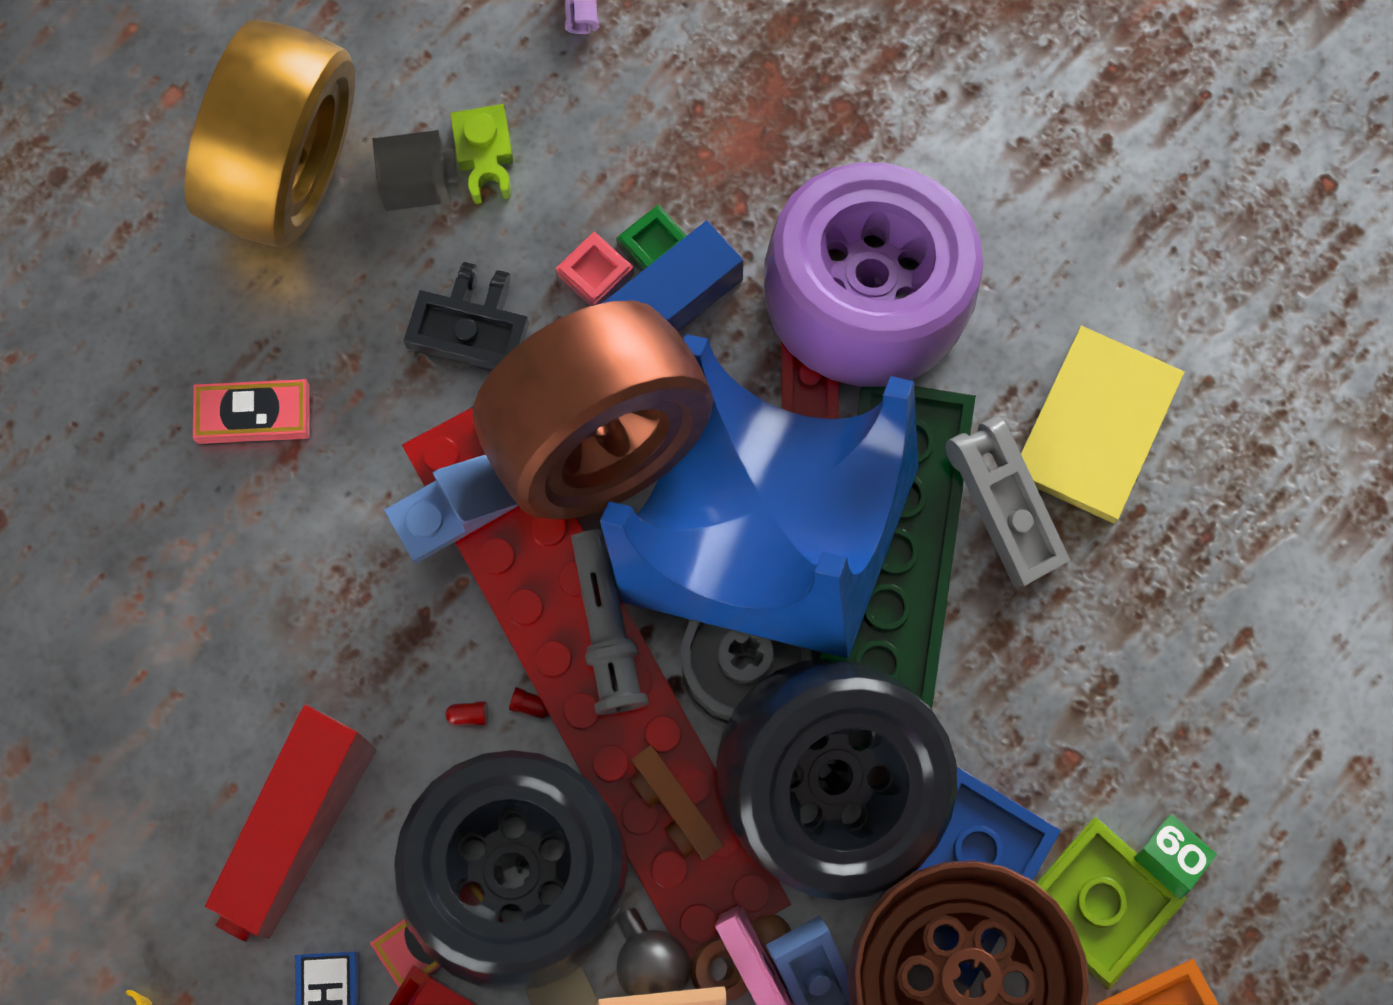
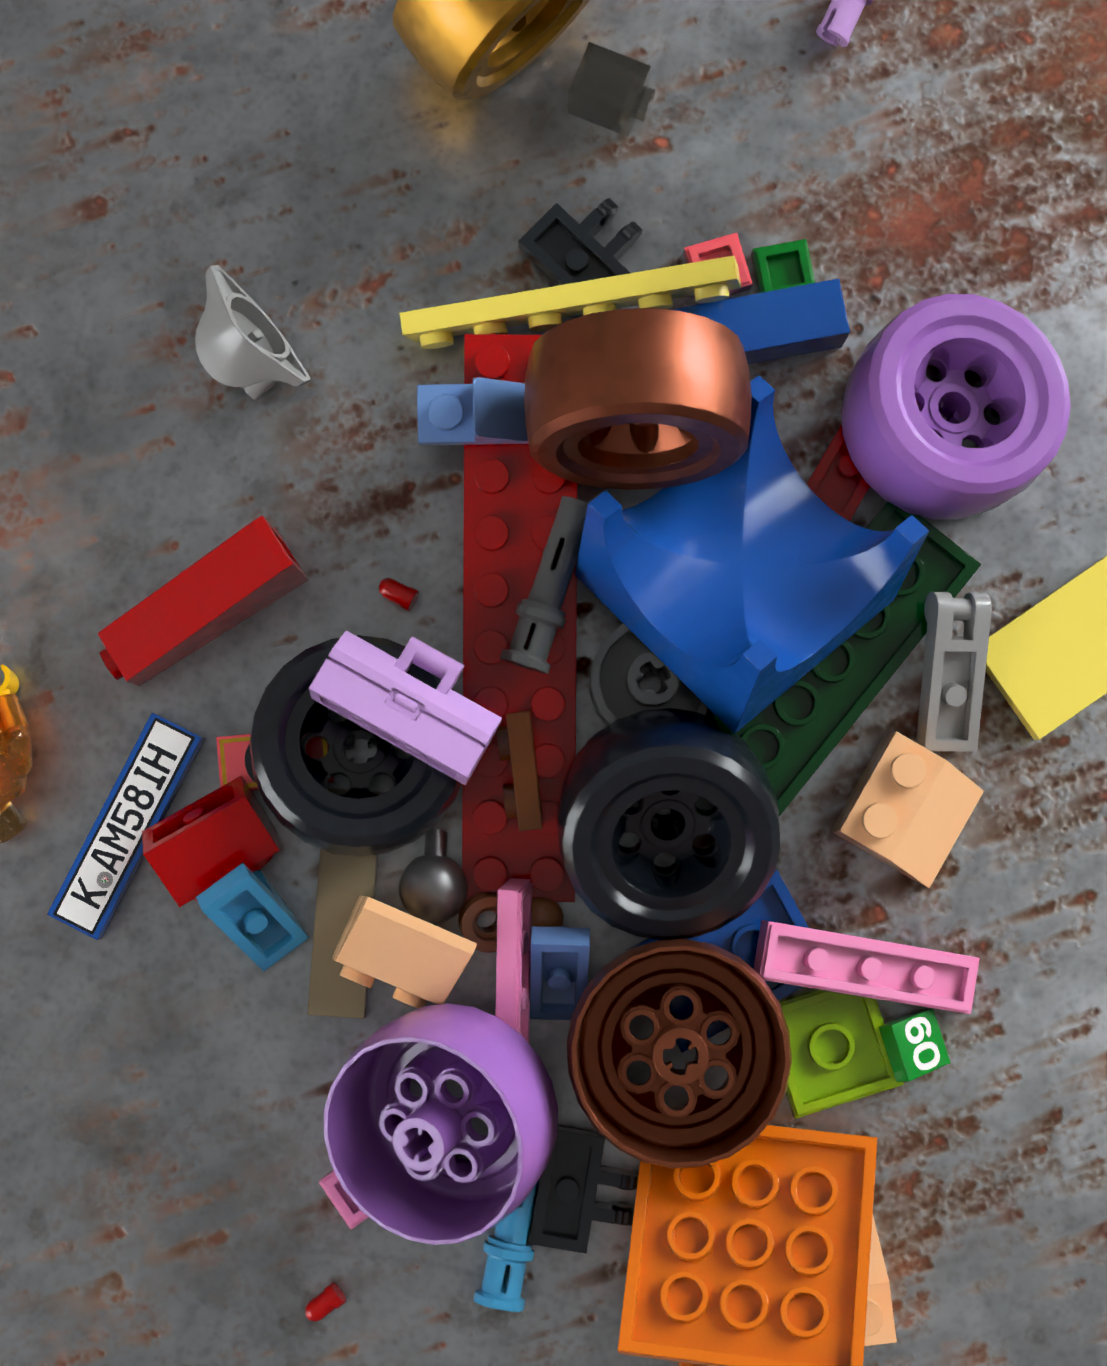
camera: 30 degrees right, 10 degrees up
(198, 568) = (241, 342): none -> light grey hat
(251, 411) = (357, 230): tile -> none
(459, 384) = (547, 306): none -> light yellow plate
(483, 145) = (684, 100): lime plate -> none
(527, 704) = (451, 612): red piece -> none
(535, 807) = (402, 710): none -> lavender piece
(1040, 645) = (908, 808): none -> light nougat slope
(1089, 808) = (865, 967): none -> bright pink tile

